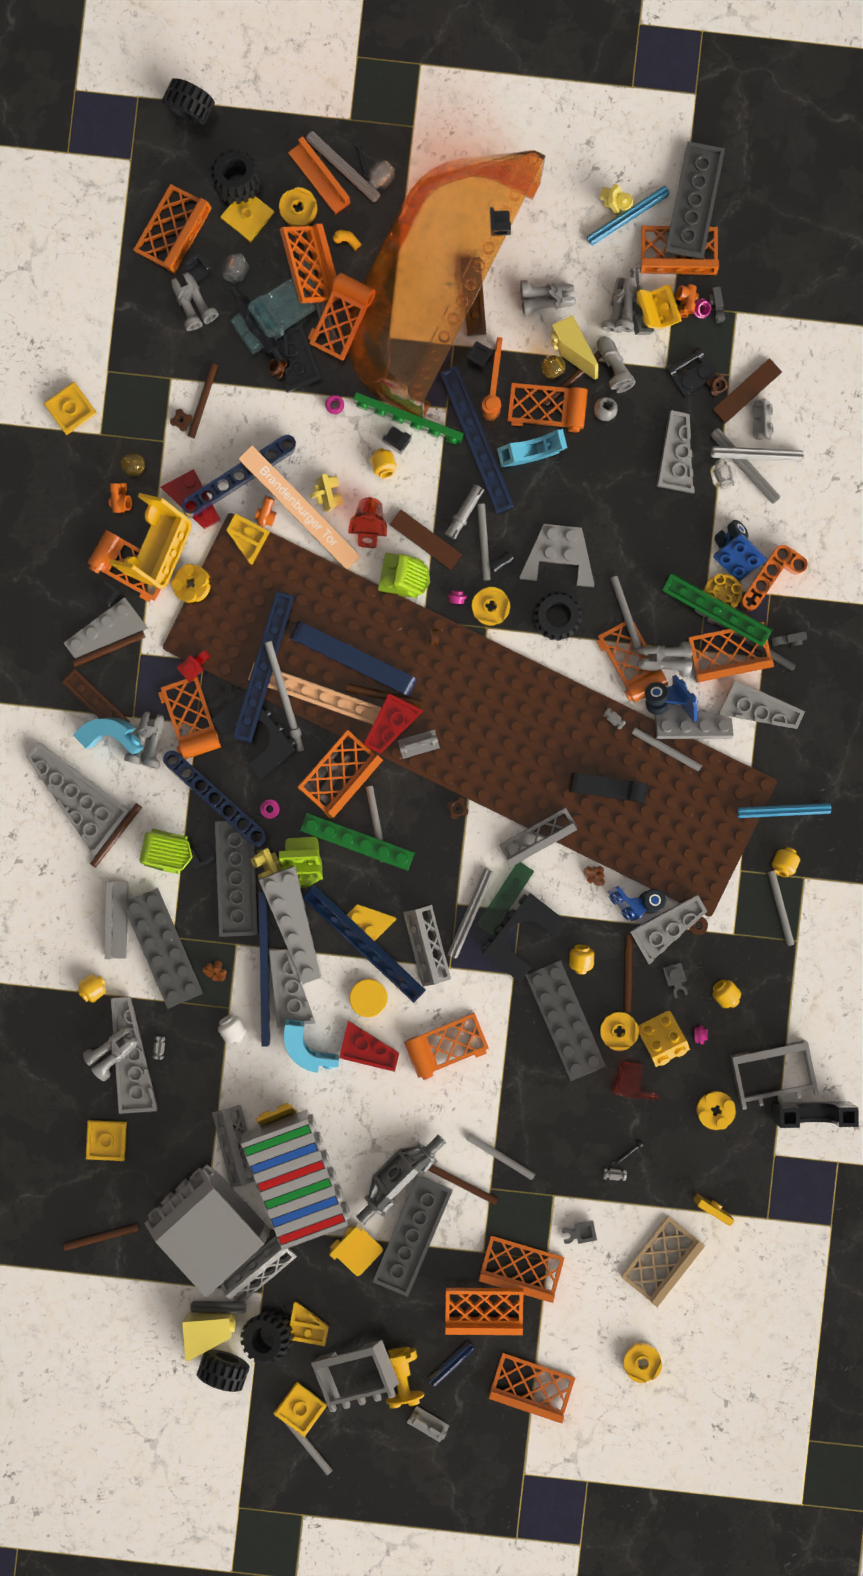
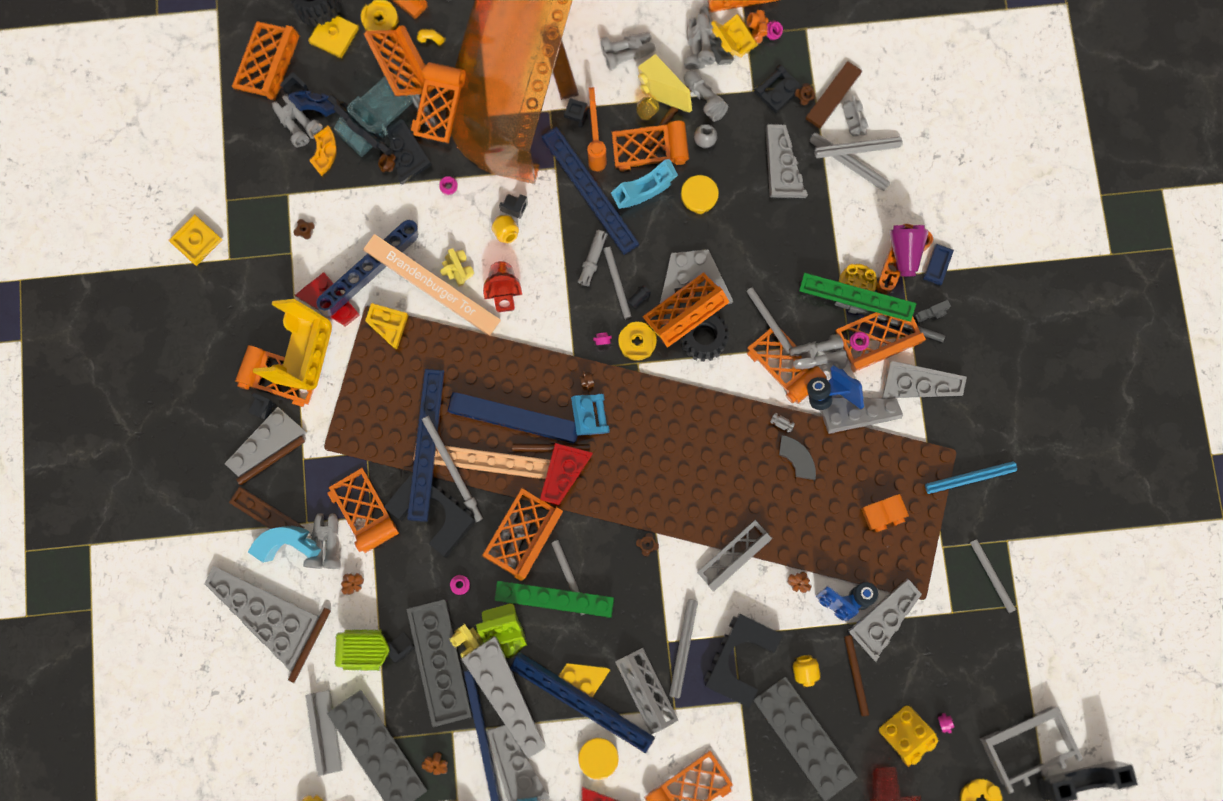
camera: 10 degrees left, 10 degrees down
(119, 500) = (256, 315): orange plate -> none
(133, 464) = (264, 278): clear yellow piece -> none
(166, 785) = (351, 583): none -> dark orange plant
(184, 576) = (332, 375): yellow plate -> none
(192, 666) = (356, 459): red plate -> none
(202, 401) = (321, 208): reddish brown bar -> none
(208, 284) = (311, 101): none -> dark blue tile
(210, 790) = (395, 579): dark blue beam -> none
(217, 339) = (325, 150): none -> light orange tile
(235, 268) = (330, 81): clear head -> none
(265, 515) = (400, 300): orange plate -> none
(400, 416) = (514, 182): green plate -> none
(404, 575) = (546, 329): lime piece -> none
(418, 744) = (595, 488): light grey hinge -> none
(423, 671) = (585, 417): none -> dark azure plate
(425, 539) = (561, 292): reddish brown tile -> none
(505, 898) = (714, 625): clear green tile -> none
(549, 595) = (690, 316): none -> orange fence
(586, 468) = (699, 194): none -> yellow tile
(608, 787) = (794, 491): black beam -> none
(622, 756) = (799, 457): none -> dark grey tile
(627, 1038) = (869, 728): yellow plate -> none
(666, 749) = (841, 442): light grey bar -> none
(675, 976) = (904, 668): dark grey plate -> none
(692, 827) = (885, 512): none -> orange brick
(702, 930) = (921, 613): reddish brown plate -> none
(713, 650) = (859, 335): none -> dark pink plate
(716, 300) = (786, 20): dark grey plate -> none
(723, 474) = (831, 172): clear head -> none
(726, 994) = (961, 675): yellow head -> none
(737, 552) = (863, 240): blue plate -> none
(778, 572) = (908, 247): none -> magenta cone
(785, 862) = (986, 528): yellow head -> none
(807, 591) = (938, 264): none -> dark blue tile

